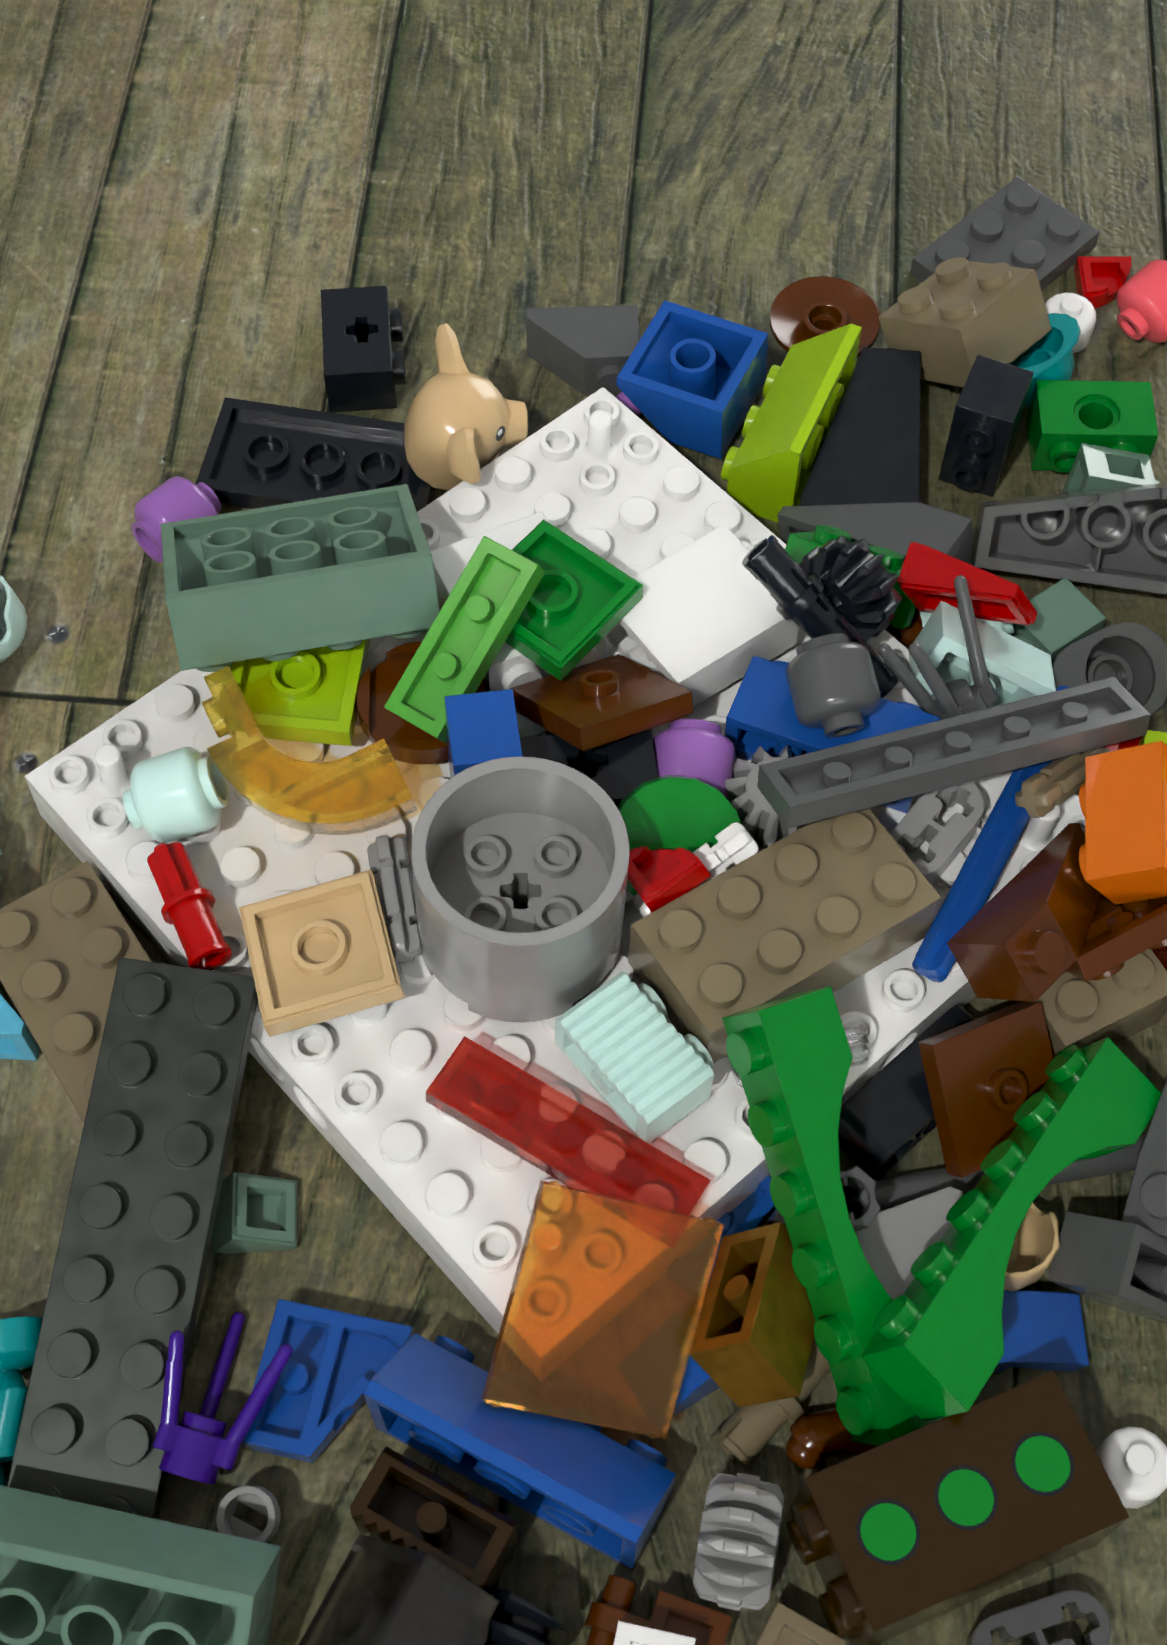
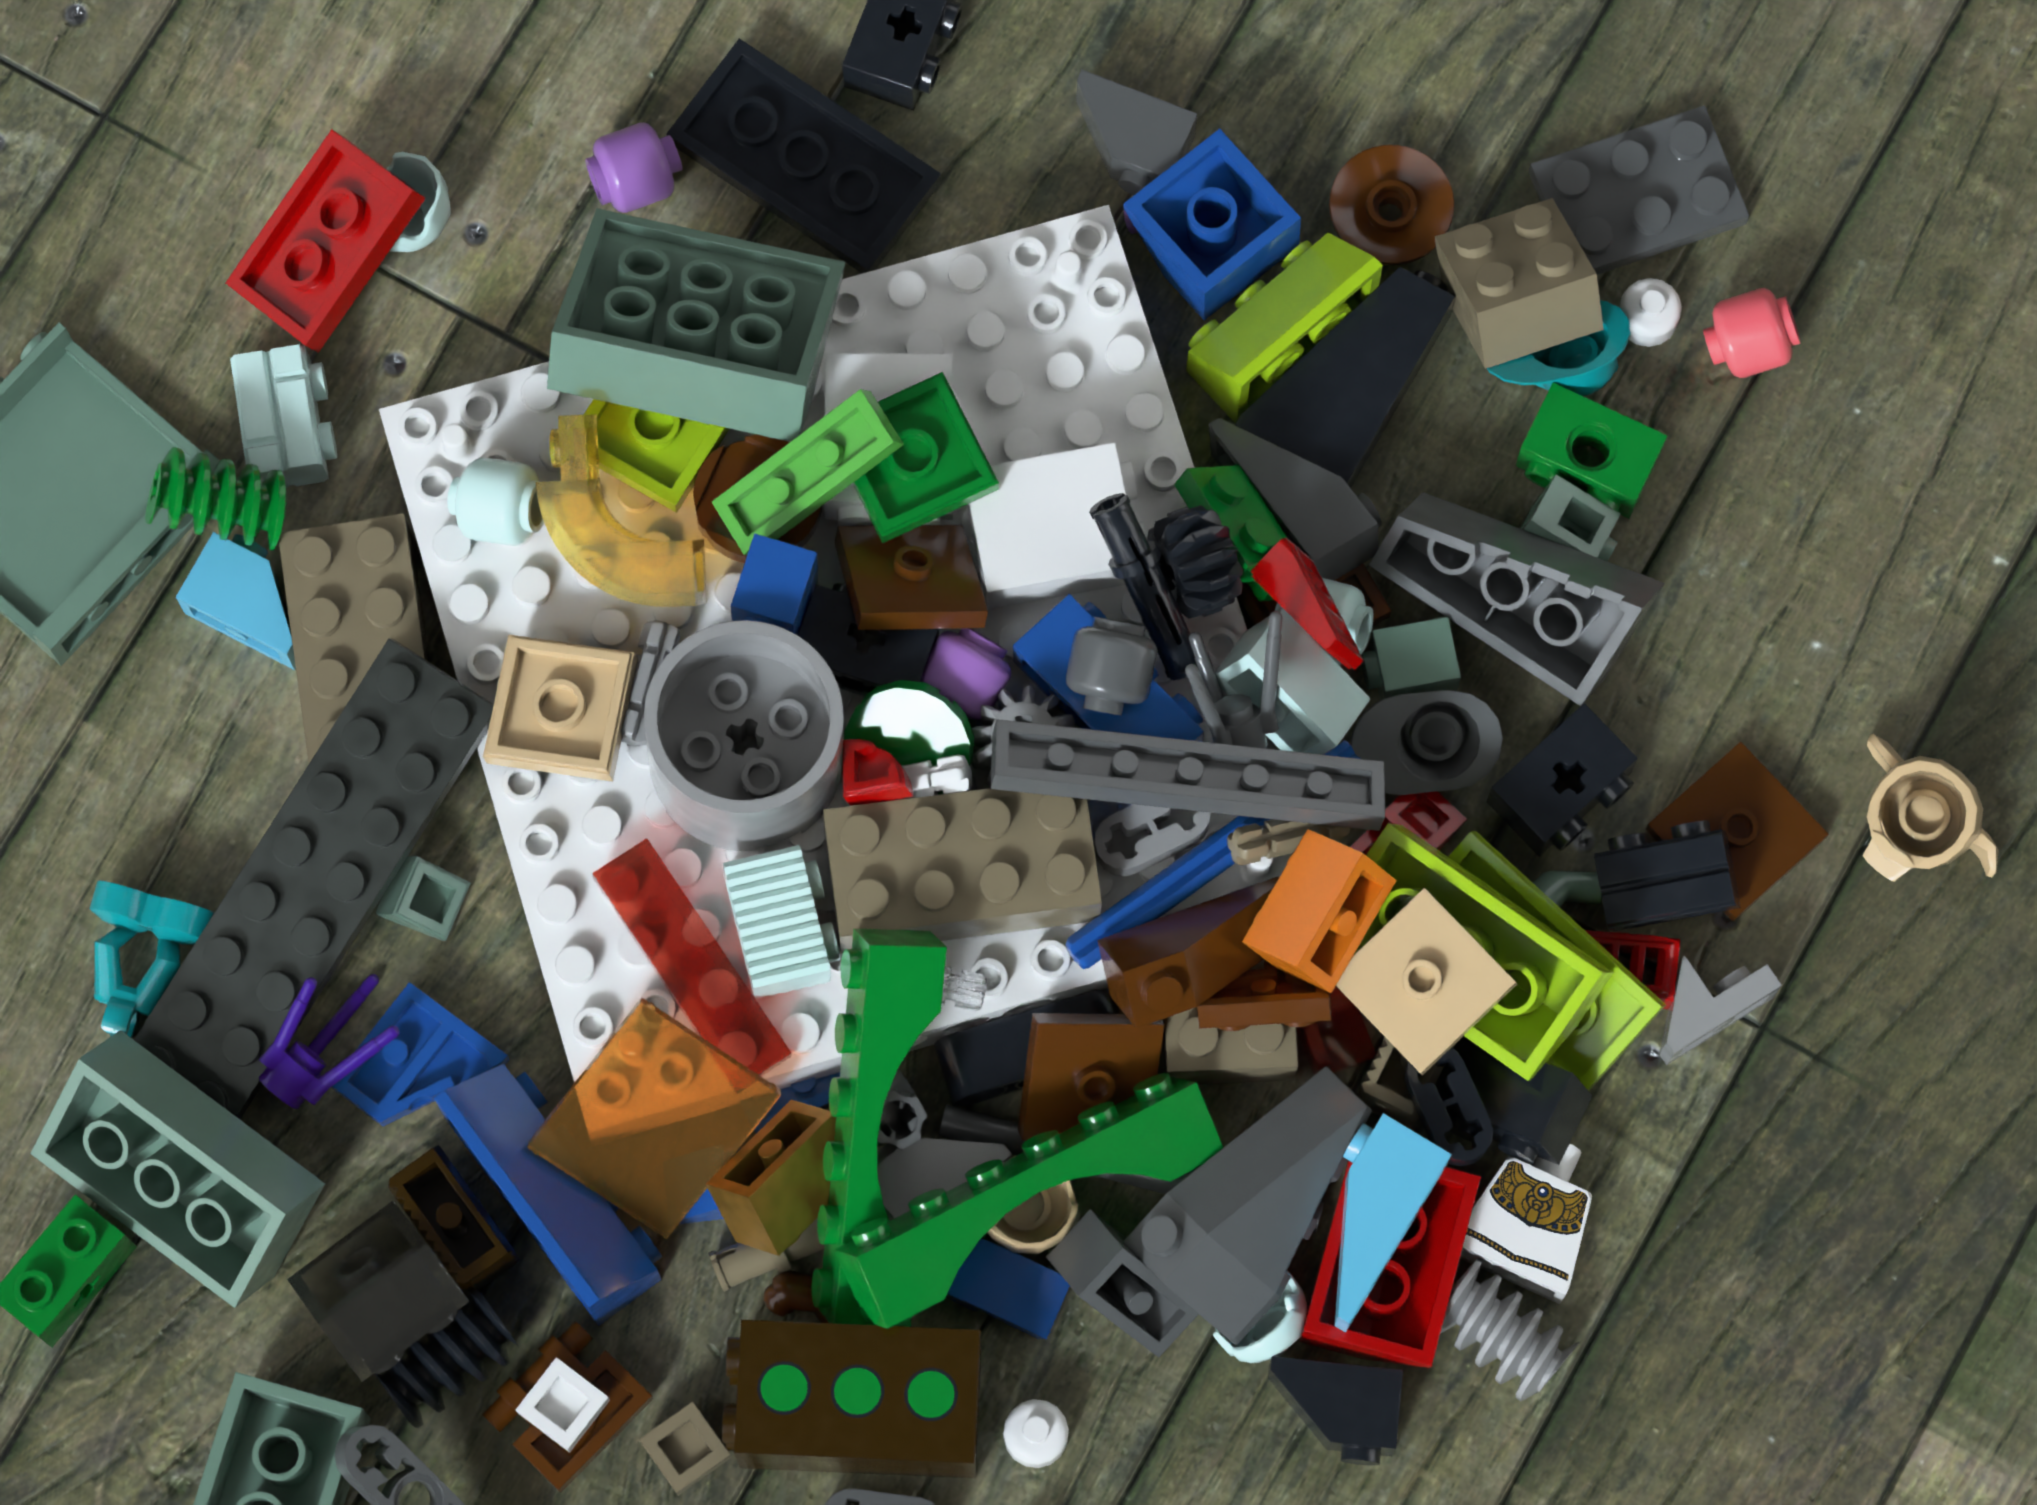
camera: 25 degrees right, 15 degrees up
(188, 906) = (466, 612): red axle -> none
(256, 1498) = (306, 1154): light grey hinge -> none
(458, 420) = (943, 192): tan piece -> none
(738, 1541) = (682, 1342): light grey gear -> none
(985, 425) = (1467, 415): black brick -> none
(1101, 277) = (1721, 272): red tile -> none

